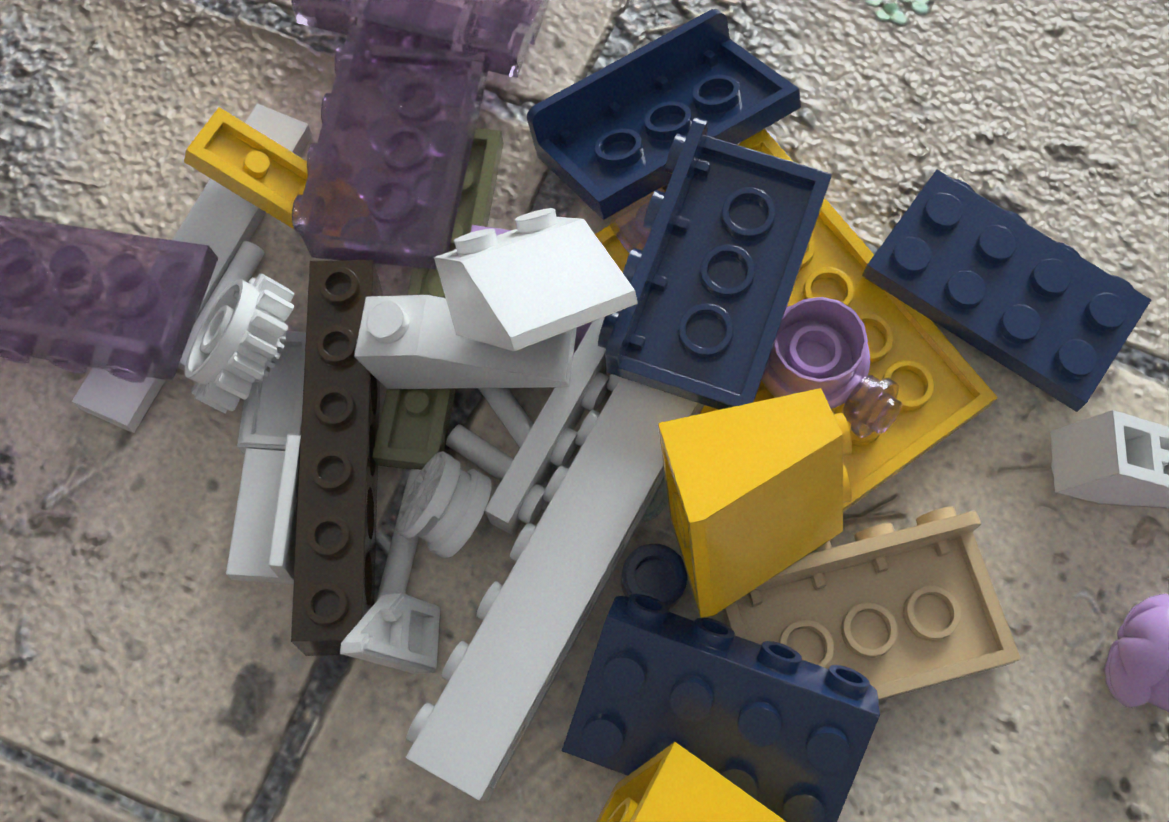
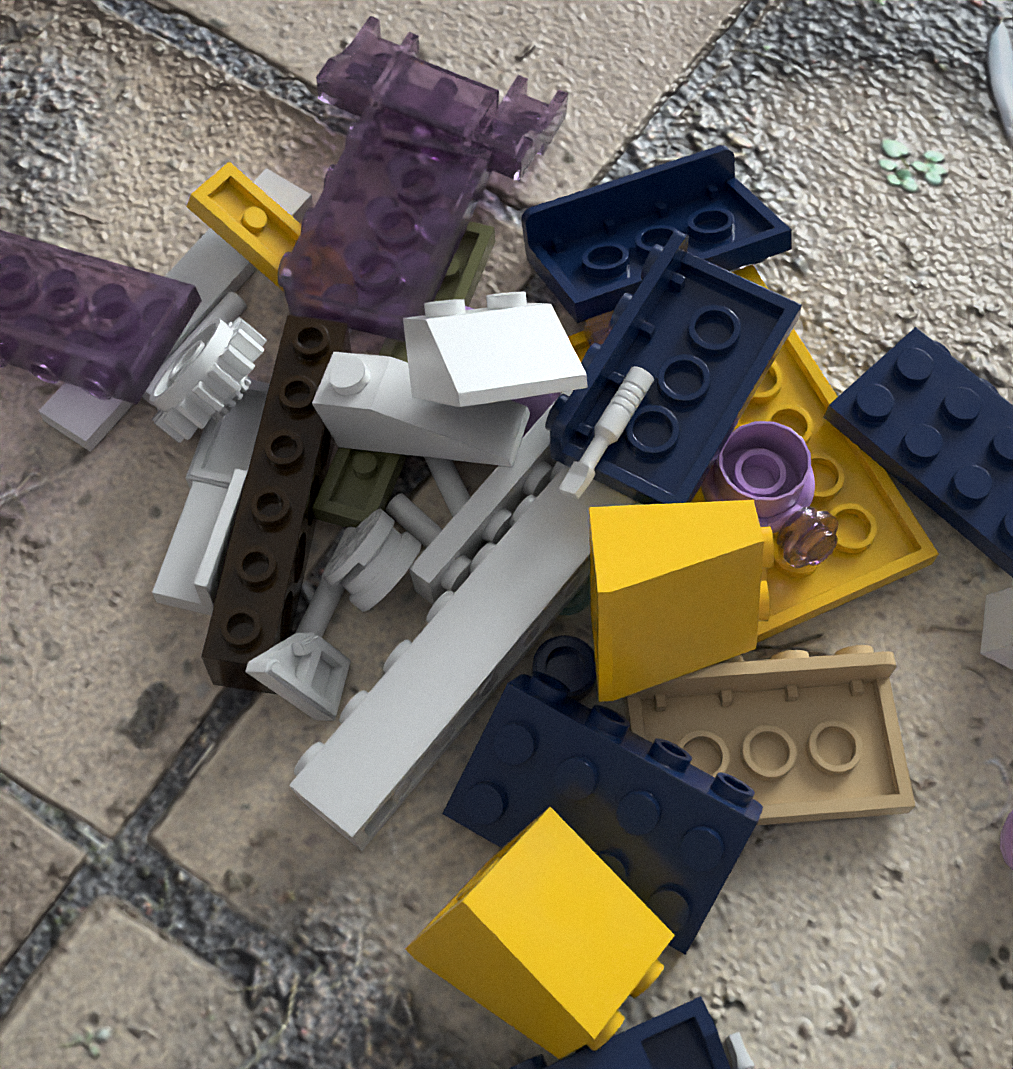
camera: 10 degrees right, 5 degrees down
(662, 339) = (608, 430): none -> white piece

